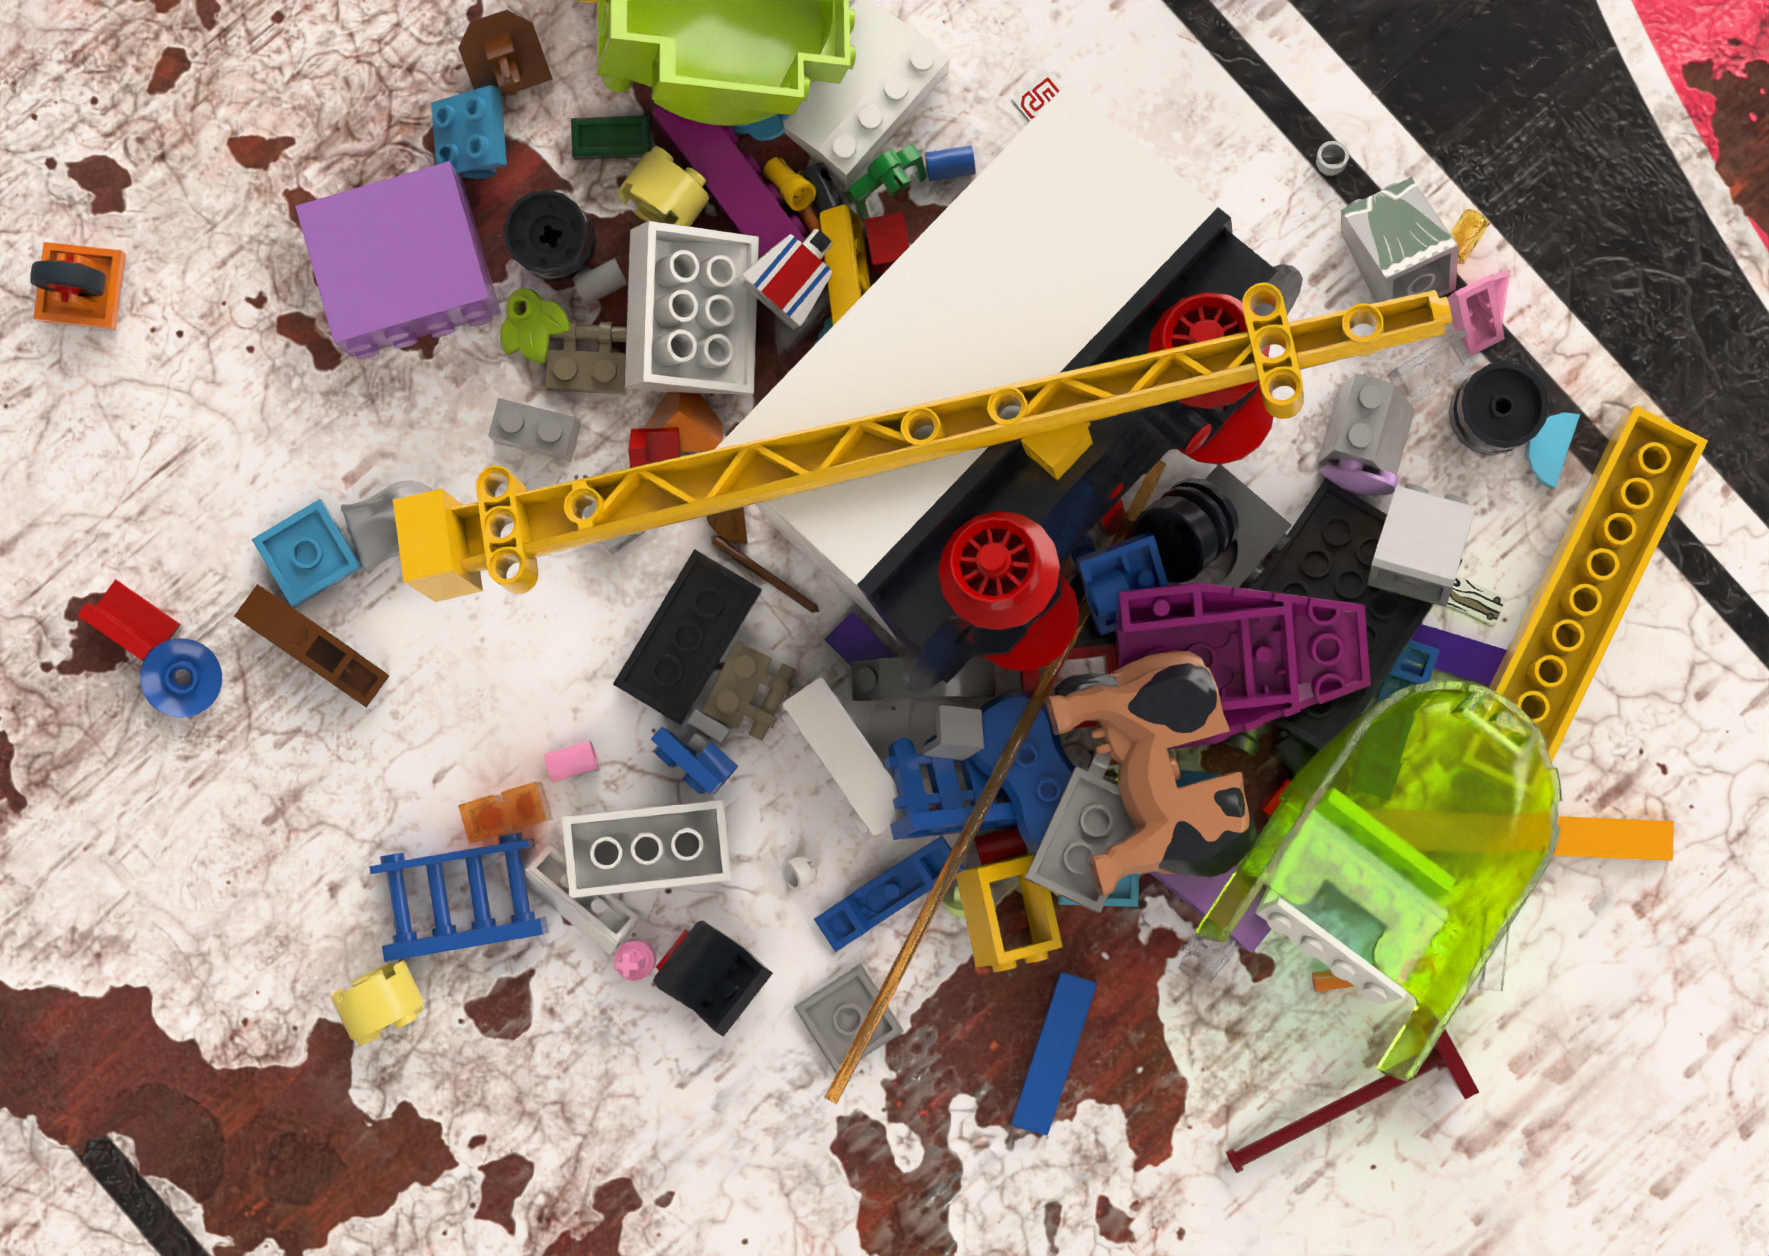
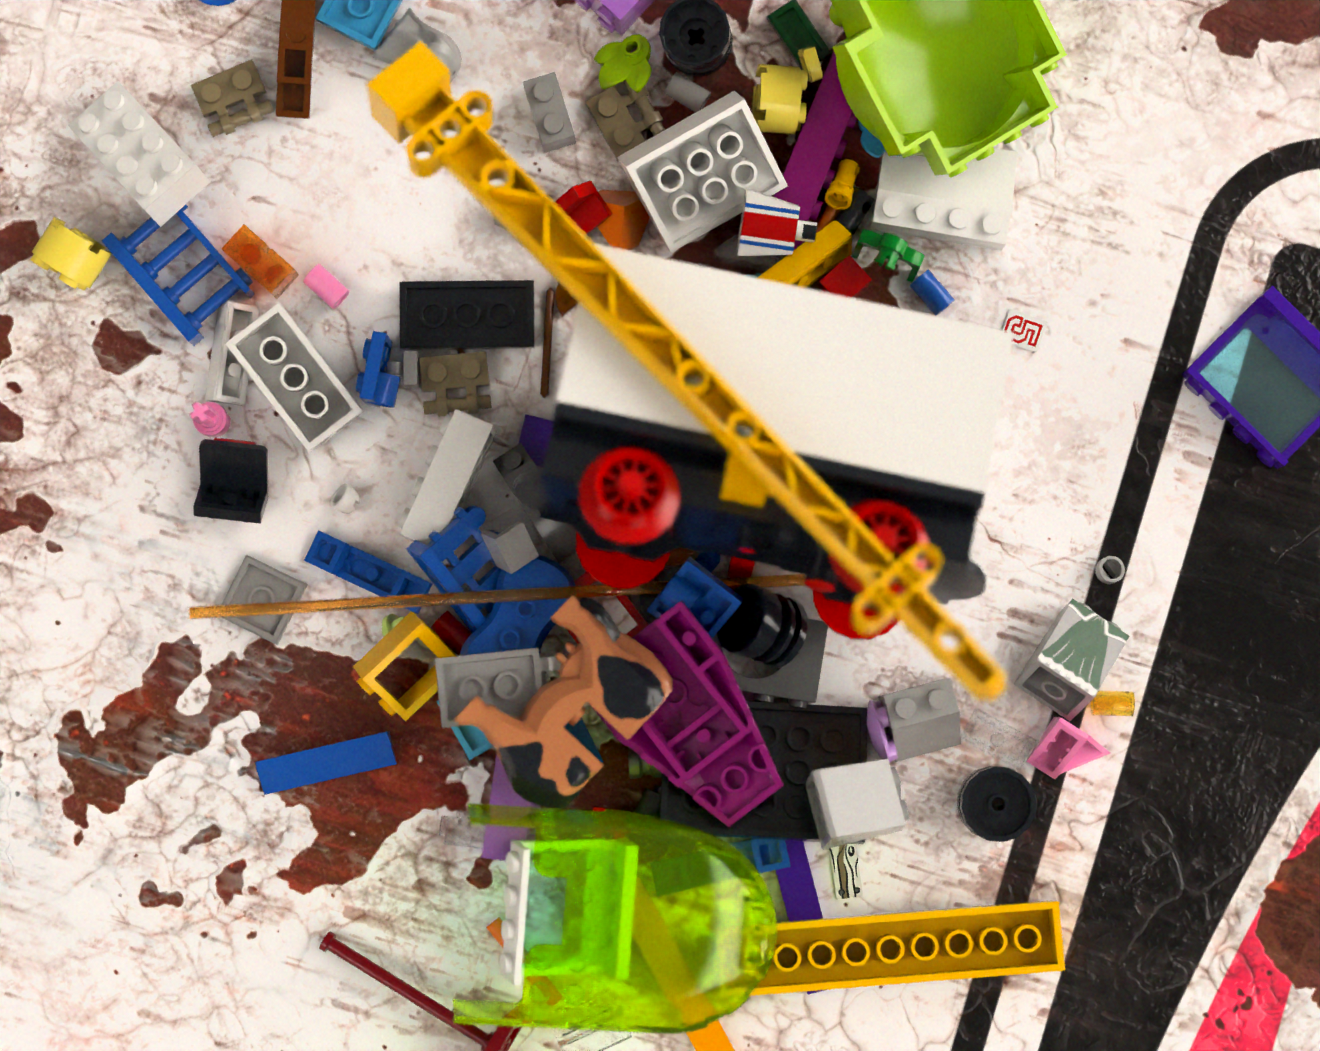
camera: 60 degrees right, 0 degrees up
(309, 737) = (230, 89): none -> dark tan plate
(319, 868) = (139, 153): none -> white brick
(645, 138) = (810, 62): none -> light yellow tile
(1550, 446) = (994, 860): medium azure tile -> none

